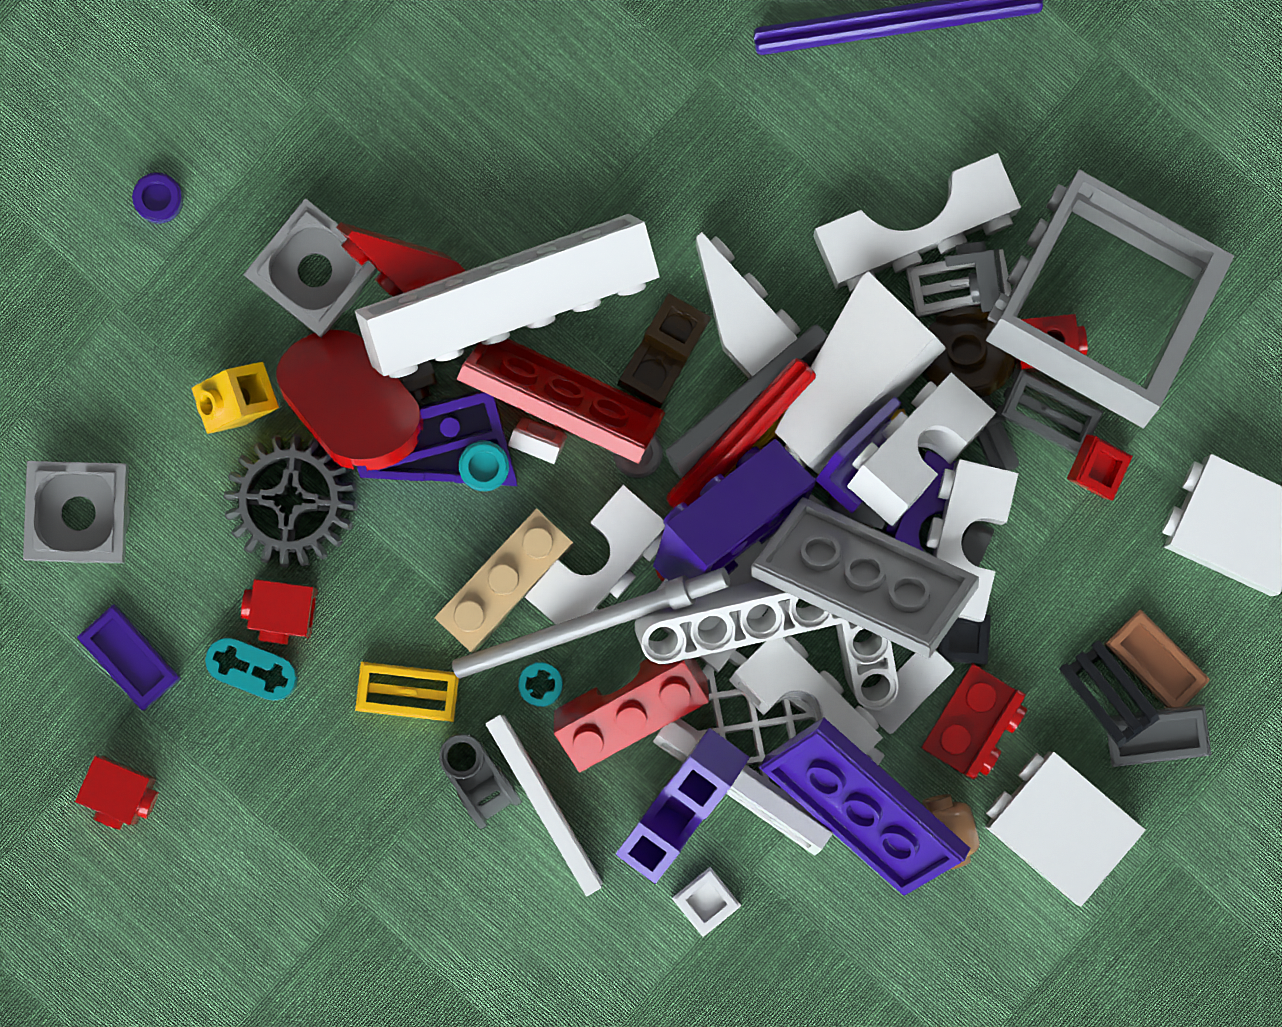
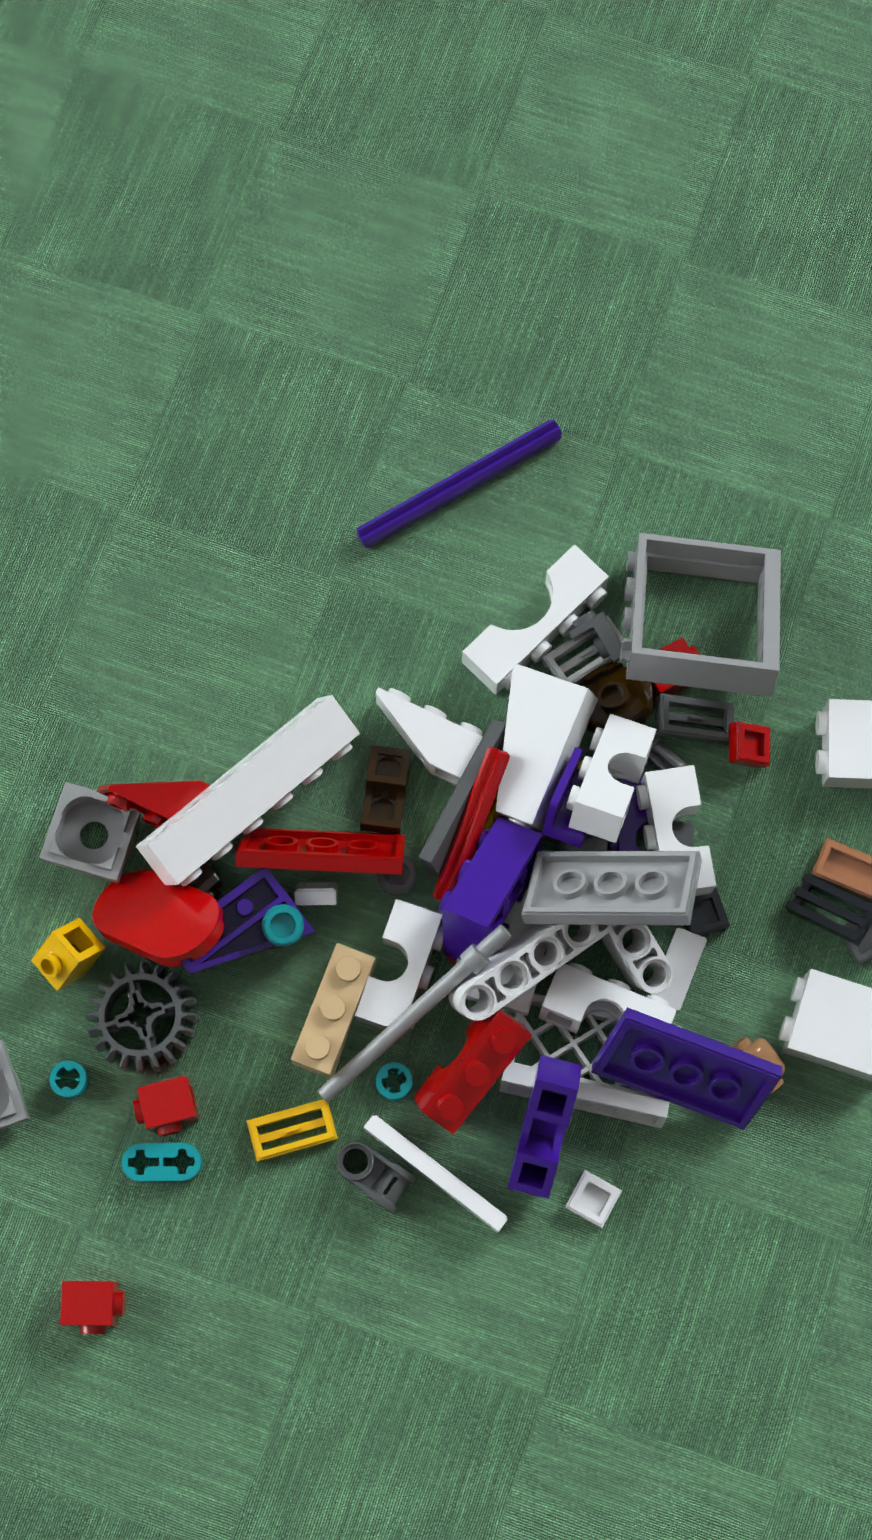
camera: 25 degrees left, 10 degrees down
(128, 657) = (60, 1193): dark purple tile -> none
(177, 549) = (72, 1067): none -> teal bush
(975, 722) = (740, 974): red bracket -> none

